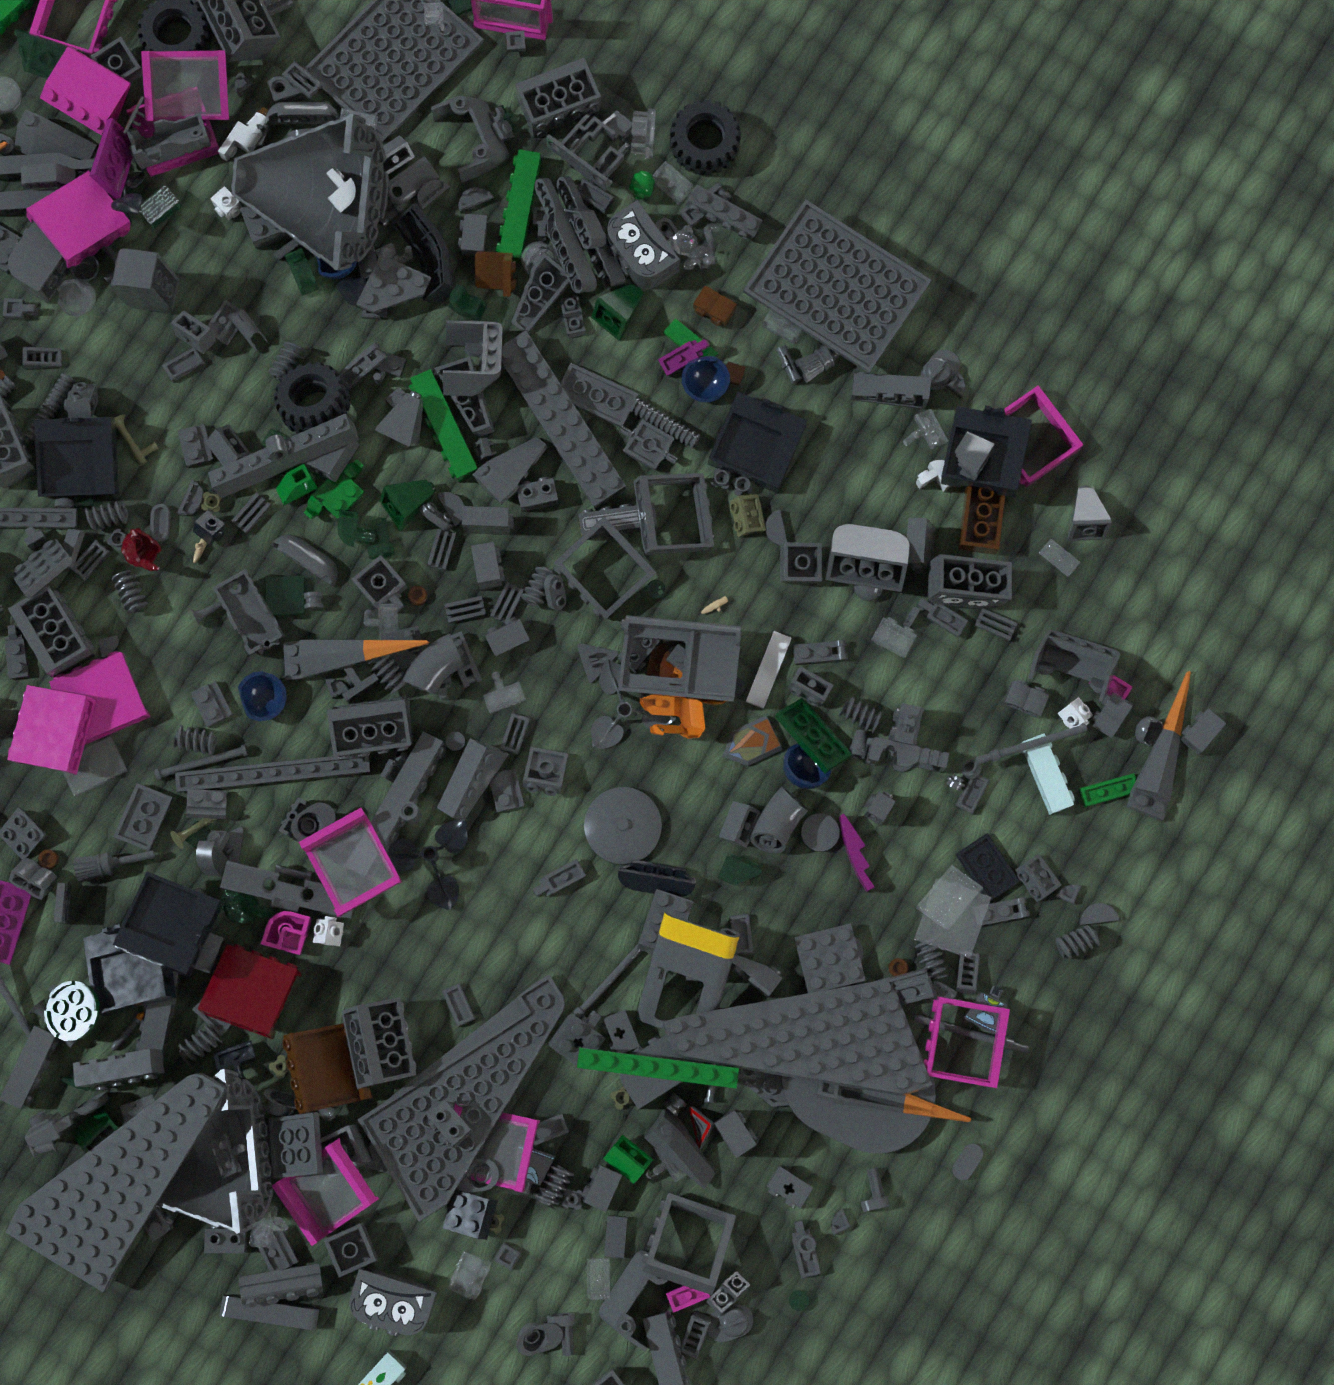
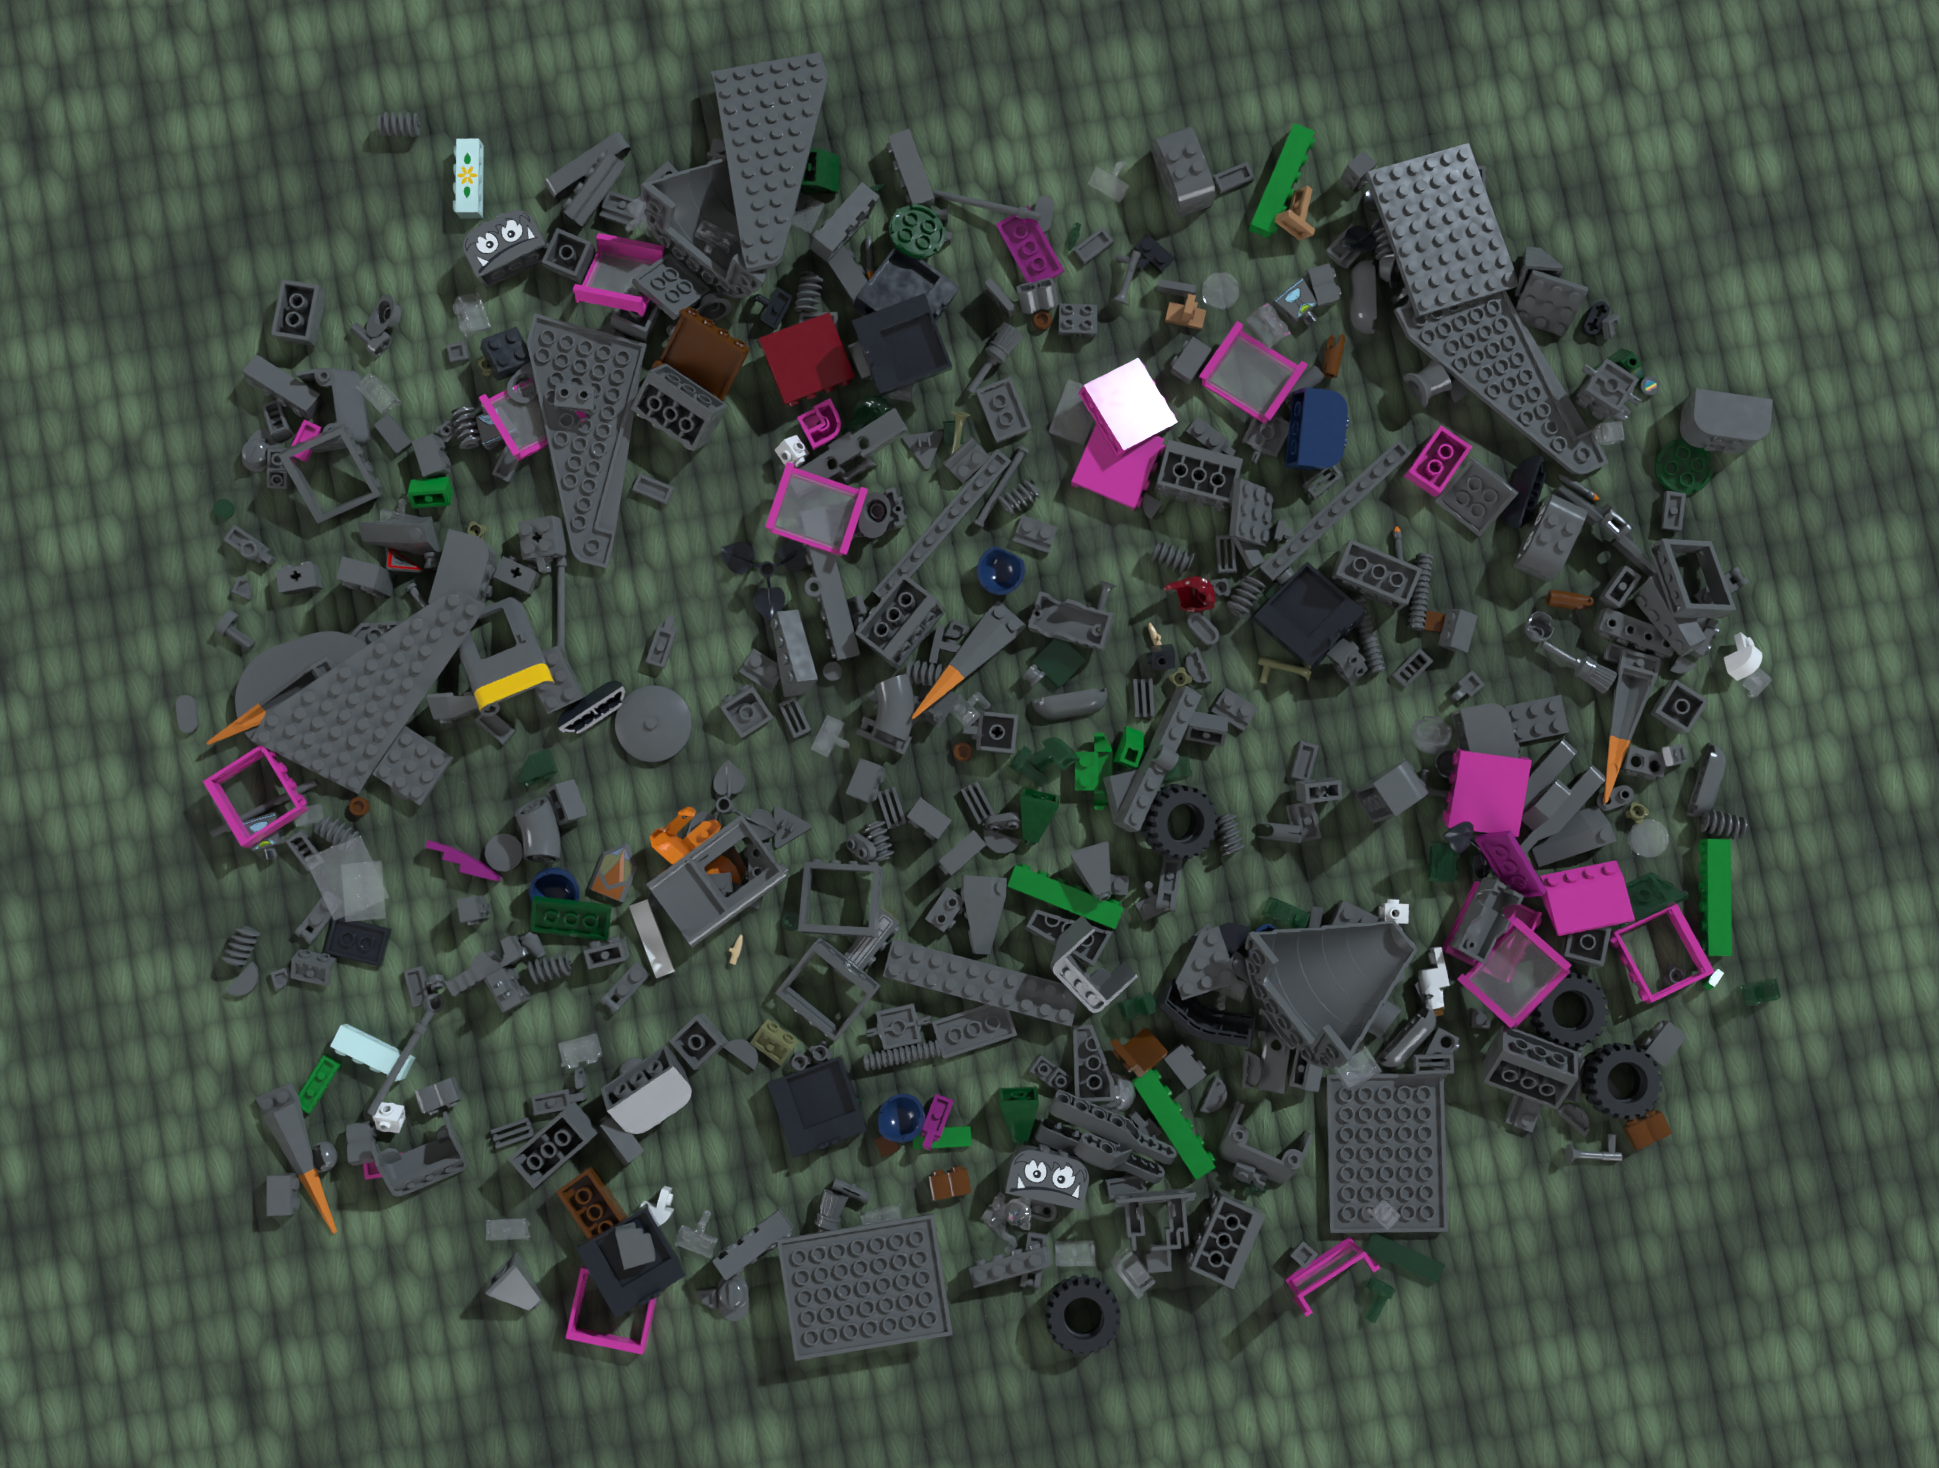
camera: 145 degrees right, 5 degrees up
(50, 1127) = (852, 140): dark grey piece -> none
(135, 111) = (1530, 911): dark grey piece -> none
(210, 854) = (929, 427): flat silver brick -> none
(275, 1066) = (741, 327): olive plate -> none
(345, 193) = (1307, 1001): white brick -> none
(464, 602) = (927, 760): dark grey tile -> none
(482, 449) = (1019, 905): dark grey tile -> none
(642, 185) = (1095, 1229): green head -> none
(657, 1068) = (457, 568): green brick -> none
(913, 986) = (333, 801): dark grey plate -> none

